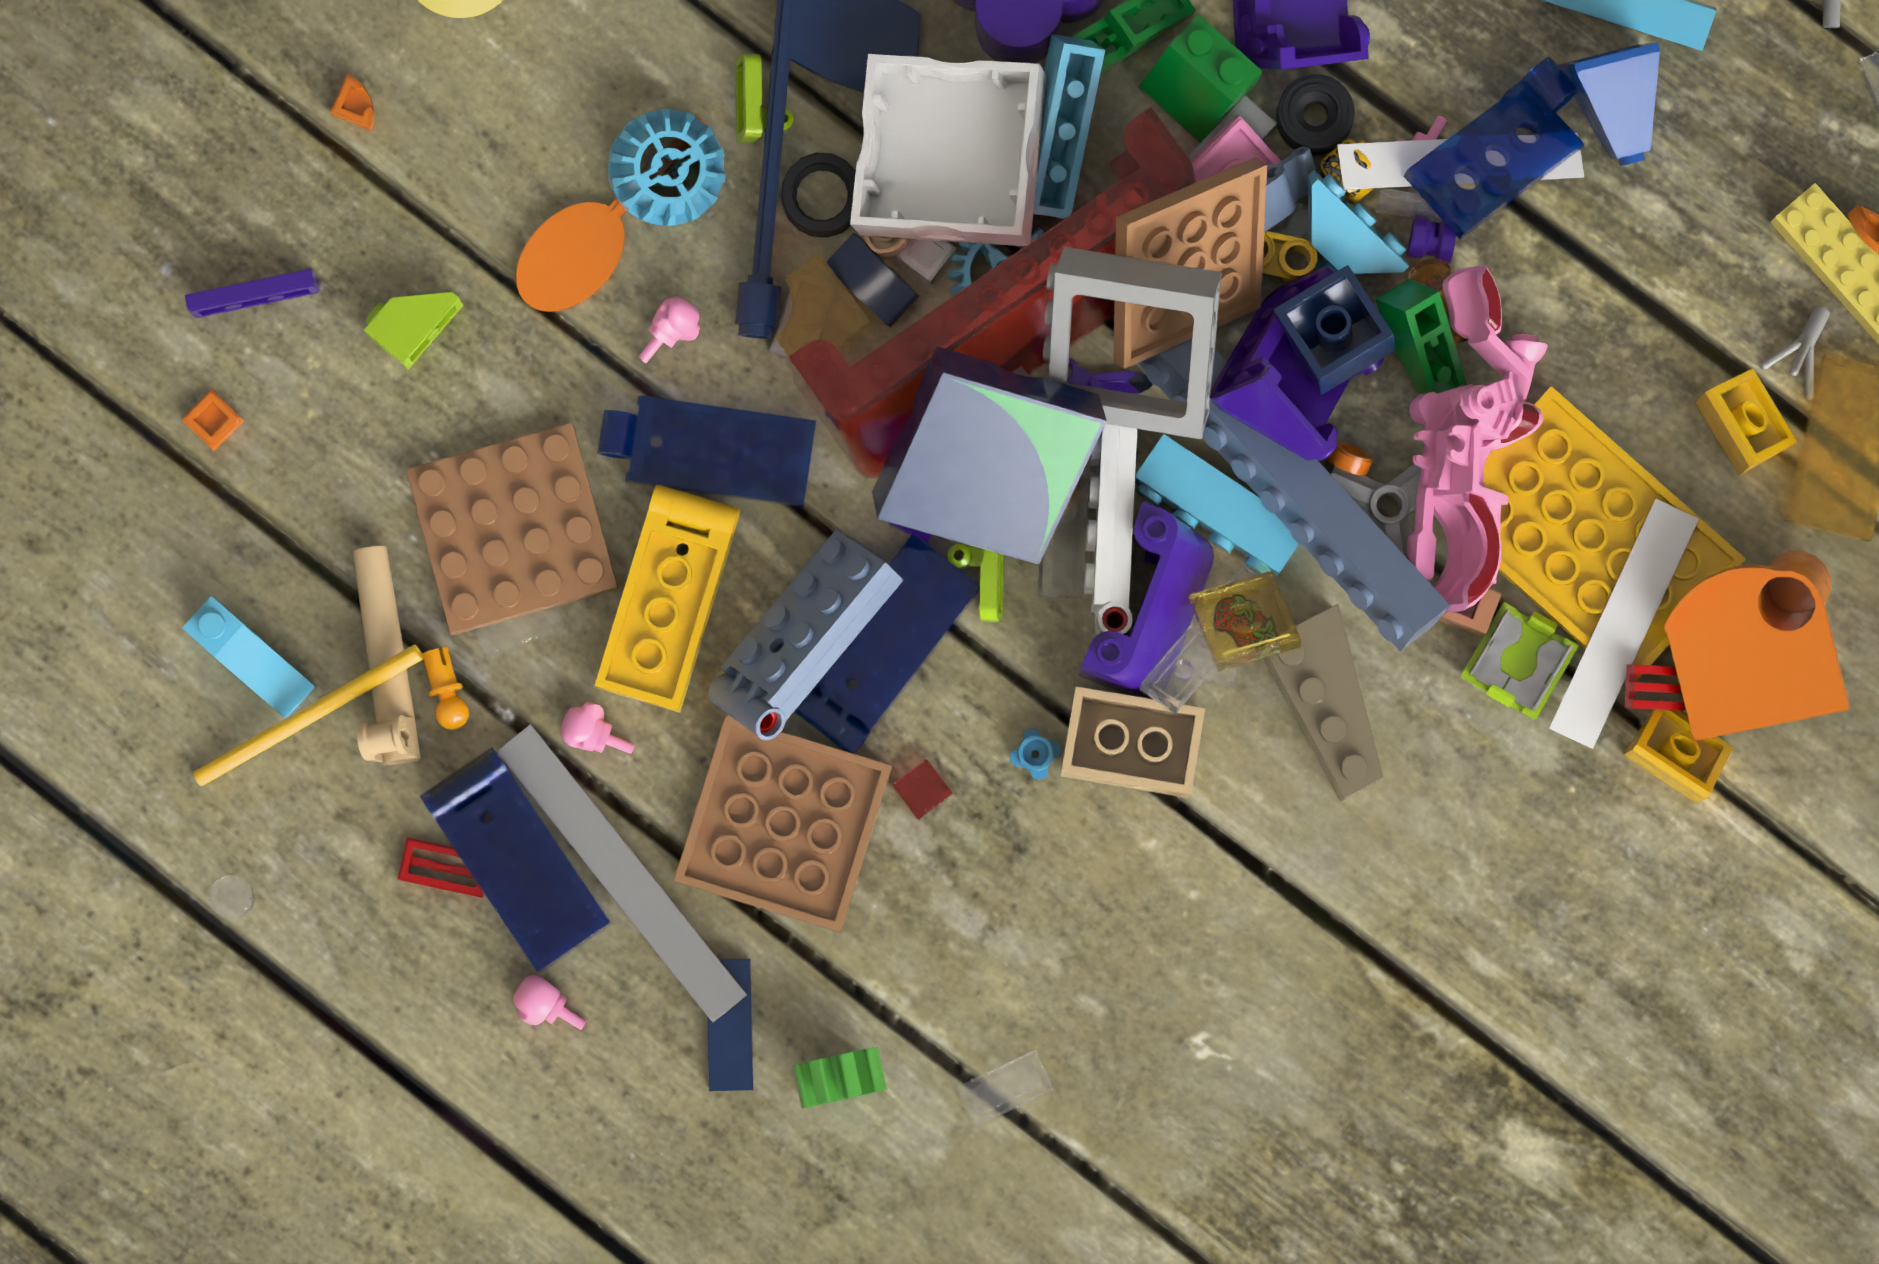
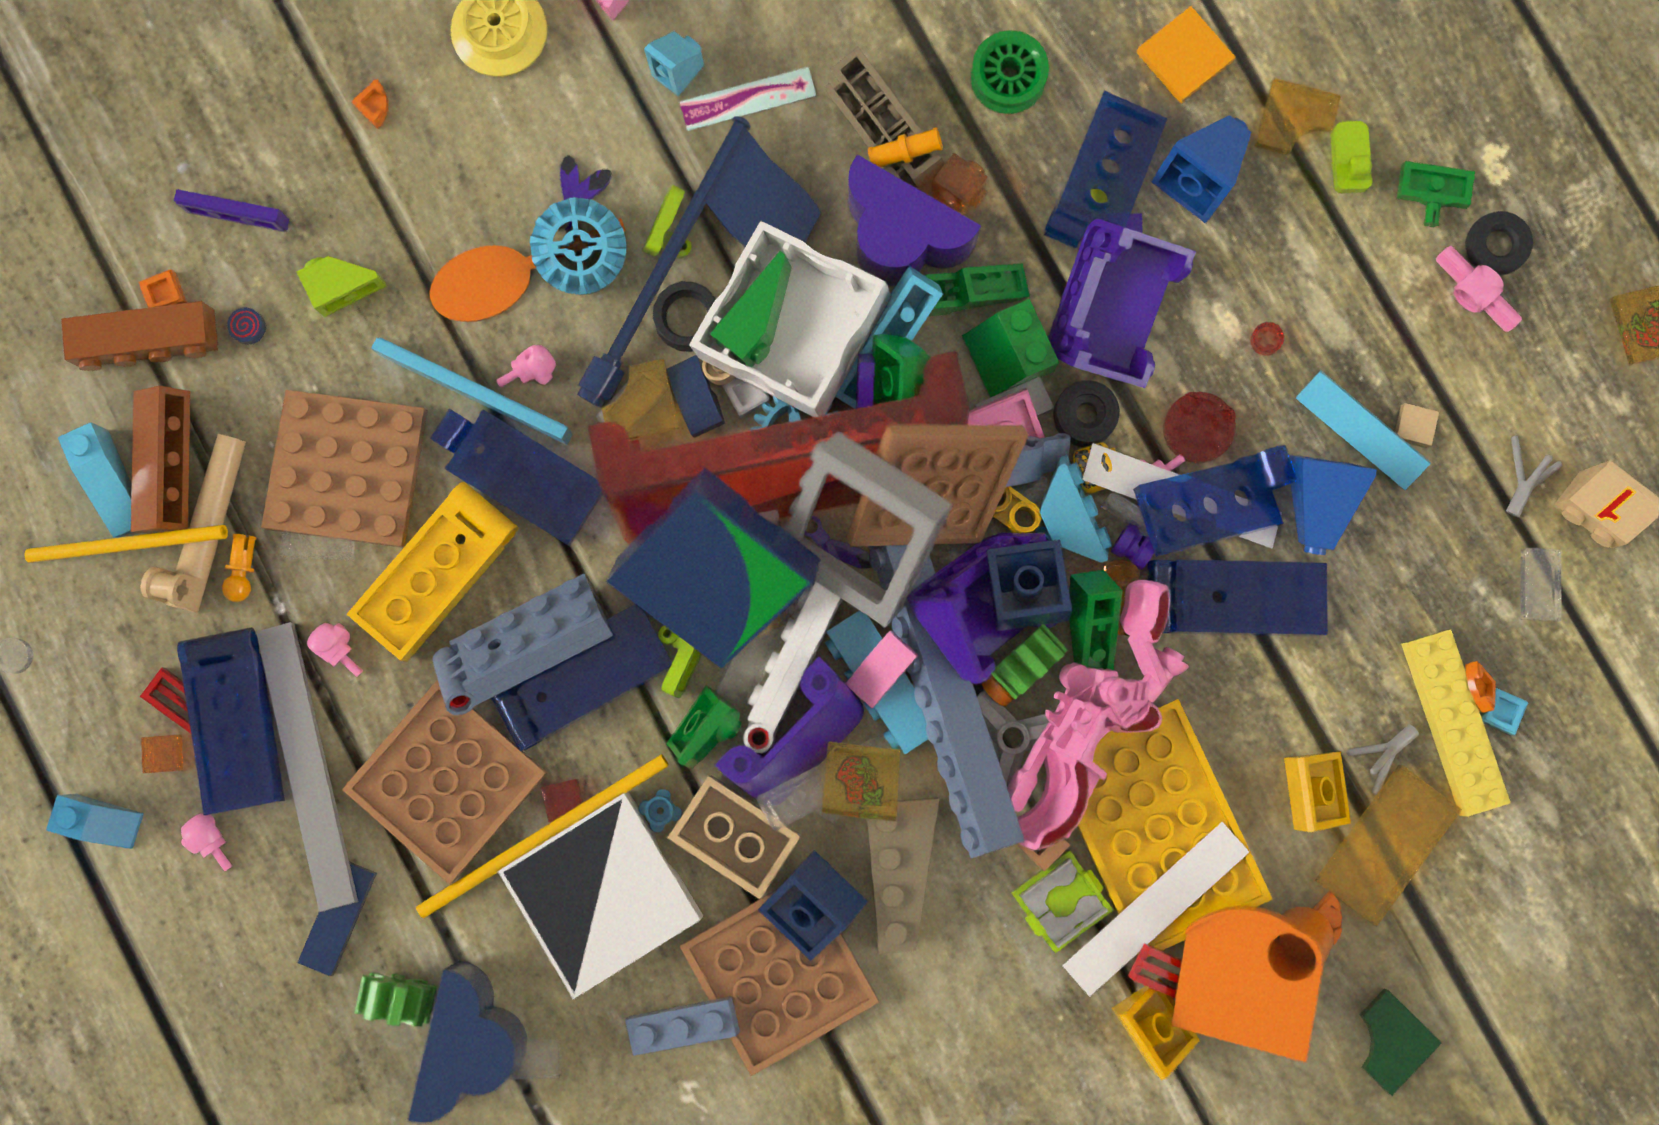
camera: 25 degrees right, 0 degrees up
(213, 478) = (139, 335): none -> dark orange brick
(304, 606) = (160, 460): none -> dark orange brick
(326, 417) = (246, 326): none -> dark blue tile
(414, 1034) = (94, 821): none -> dark azure slope
(451, 931) = (162, 754): none -> clear orange tile
(619, 380) = (472, 390): none -> medium azure tile
(643, 100) = (587, 189): none -> dark purple piece
(907, 169) = (753, 319): none -> green slope
(918, 836) = (539, 837): none -> yellow piece
(940, 1092) = (467, 1046): none -> dark blue brick
(1012, 868) = (600, 894): none -> tile
(1044, 638) = (703, 727): none -> green slope
(1060, 183) = (865, 380): none -> dark purple tile
(1090, 155) = (897, 368): none -> green slope
(1164, 973) = (682, 1026): none -> sand blue plate
(1214, 489) = (881, 669): none -> bright pink slope
(1245, 872) = (774, 987): none -> medium nougat plate
(1250, 779) = (813, 905): none -> dark blue slope
(1371, 413) = (1029, 661): none -> bright green gear
(1446, 76) = (1199, 427): none -> clear red tile
(1588, 239) = (1254, 596): none -> clear blue hinge
(1815, 544) = (1331, 910): none -> orange tile

